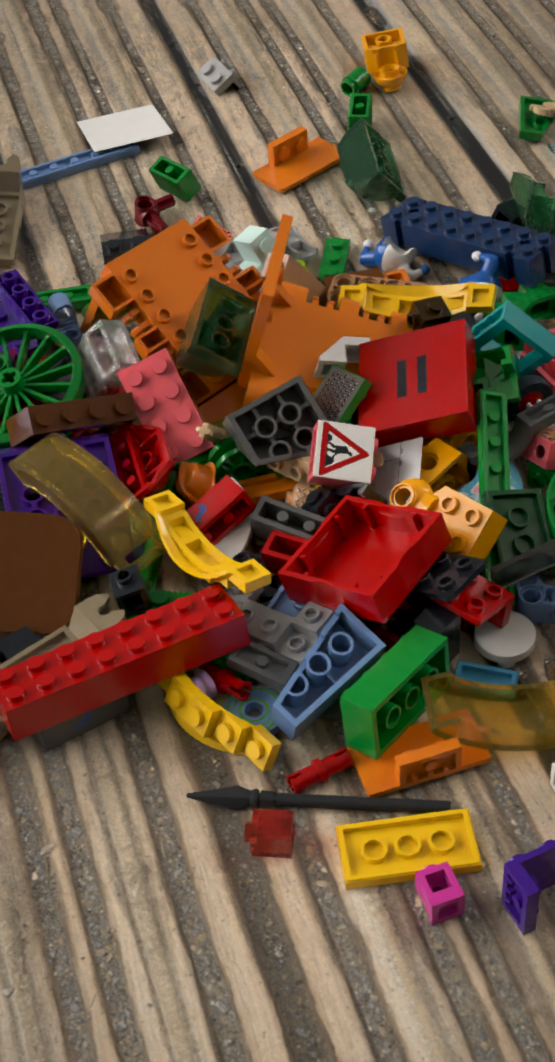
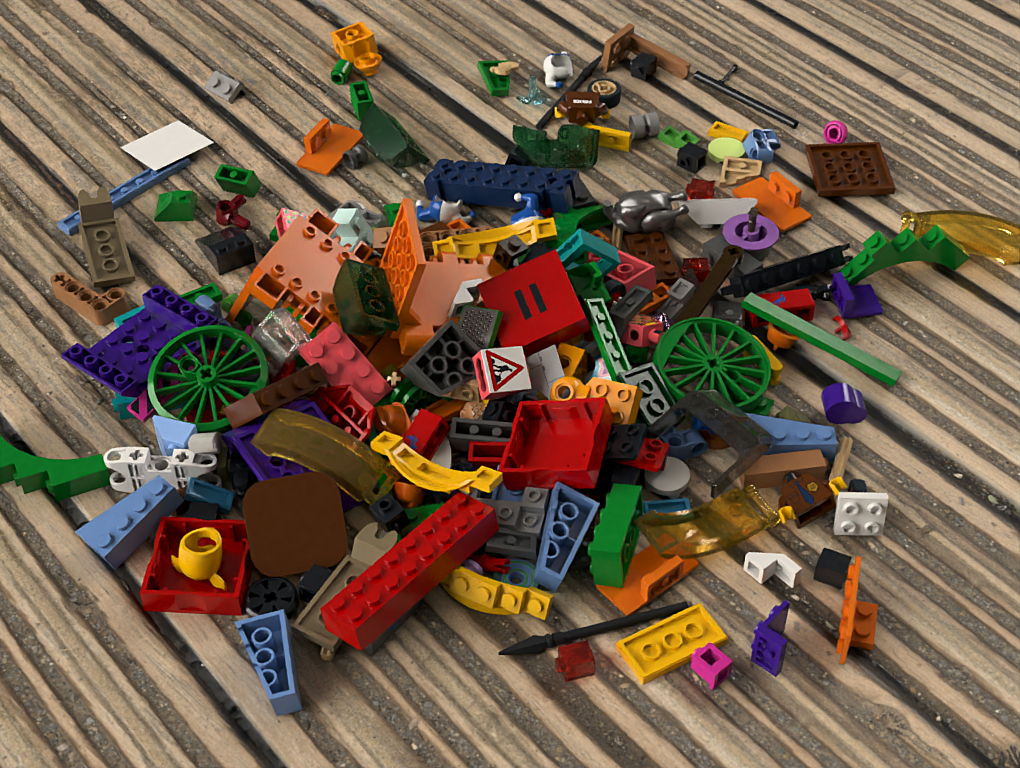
camera: 25 degrees left, 0 degrees up
(100, 195) = (176, 206): none -> green slope
(175, 576) = (408, 494): none -> orange piece
(319, 771) = (585, 607): red pin -> none
(321, 177) = (356, 155): none -> dark grey wheel

